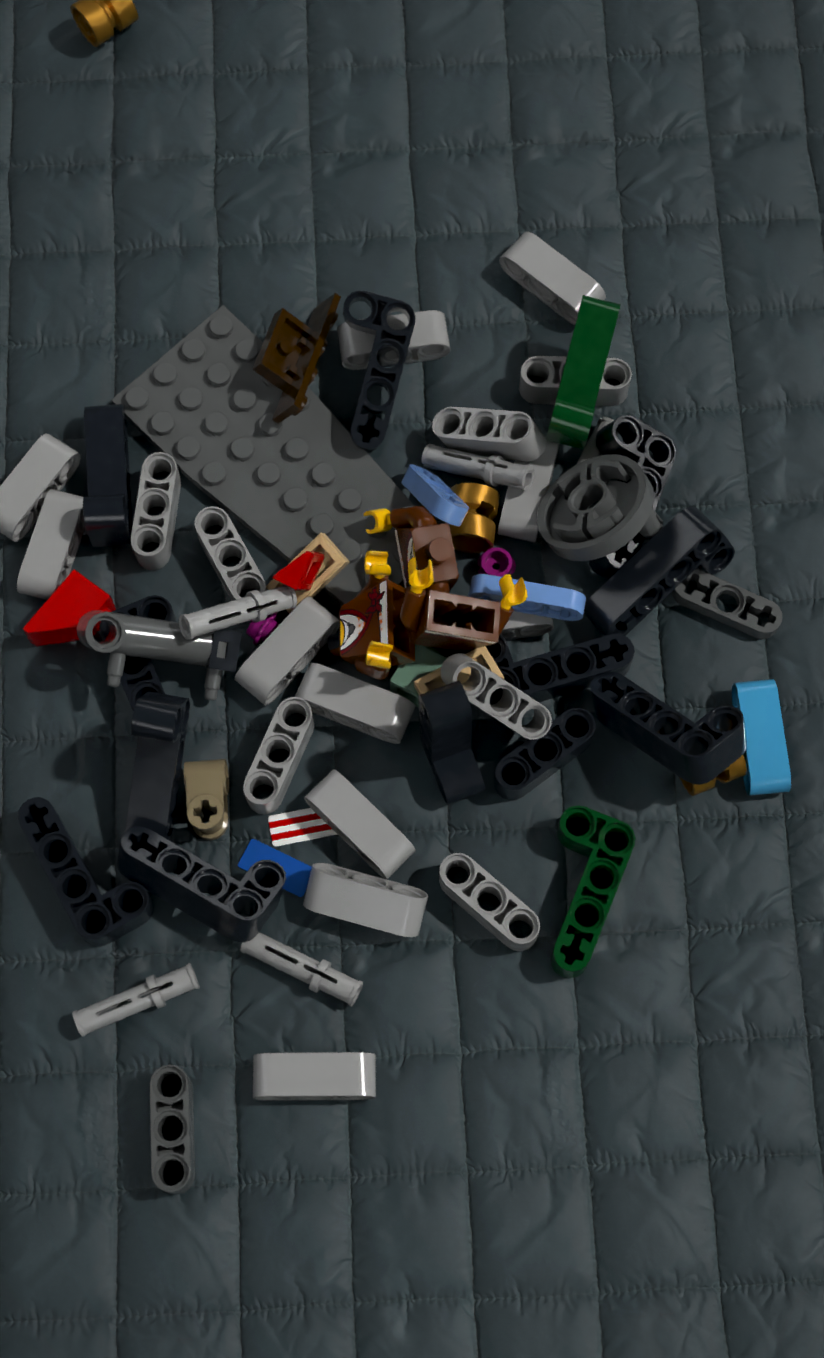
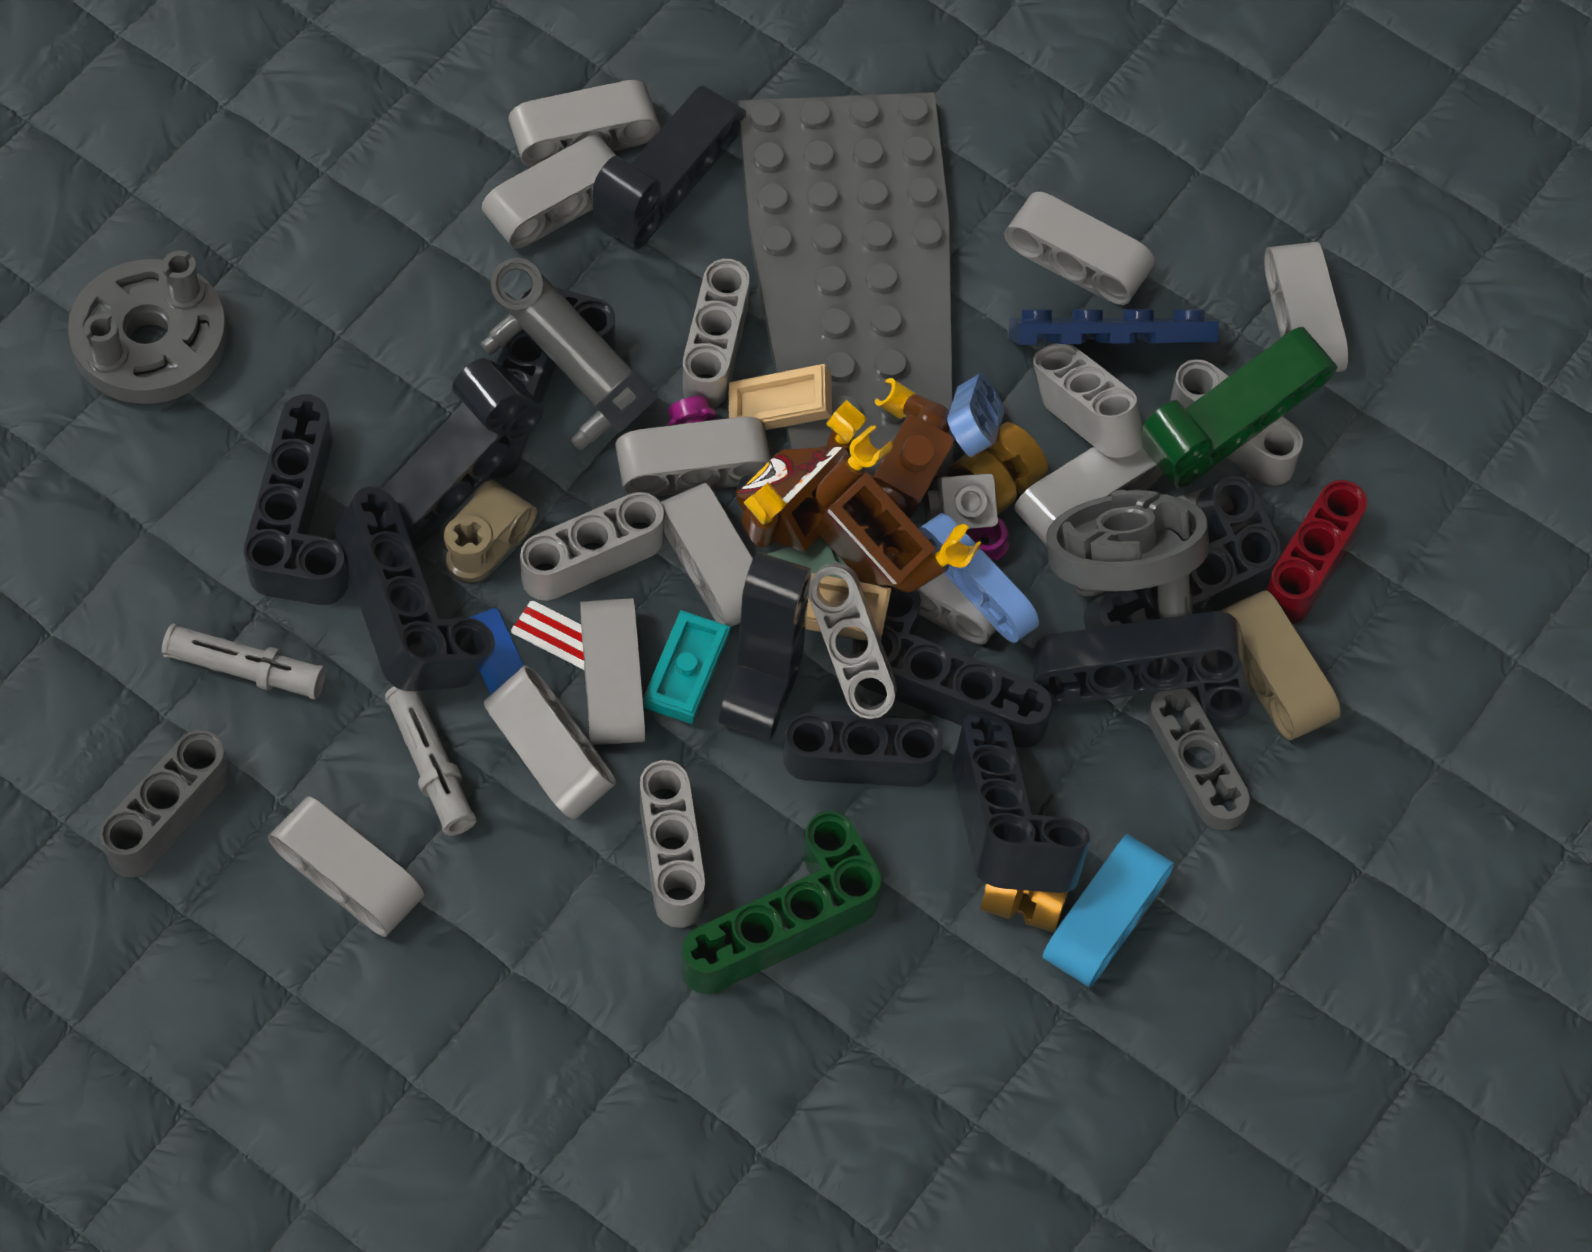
camera: 35 degrees right, 10 degrees down
(62, 611) = (480, 254): red slope -> none
(153, 494) = (692, 213): light grey beam -> none
(253, 607) = (725, 397): light grey pin -> none
(292, 353) = (955, 175): dark brown bracket -> none
(302, 571) = (771, 383): red slope -> none
(376, 374) = (1020, 258): black beam -> none
(399, 785) = (686, 667): none -> teal plate
(417, 409) = (1186, 326): none -> dark blue wing
(476, 555) = (964, 499): none -> light grey bracket
(491, 469) = (1058, 435): light grey pin -> none
(686, 409) = (1322, 532): none -> dark red beam
(738, 515) = (1283, 668): none -> dark tan beam

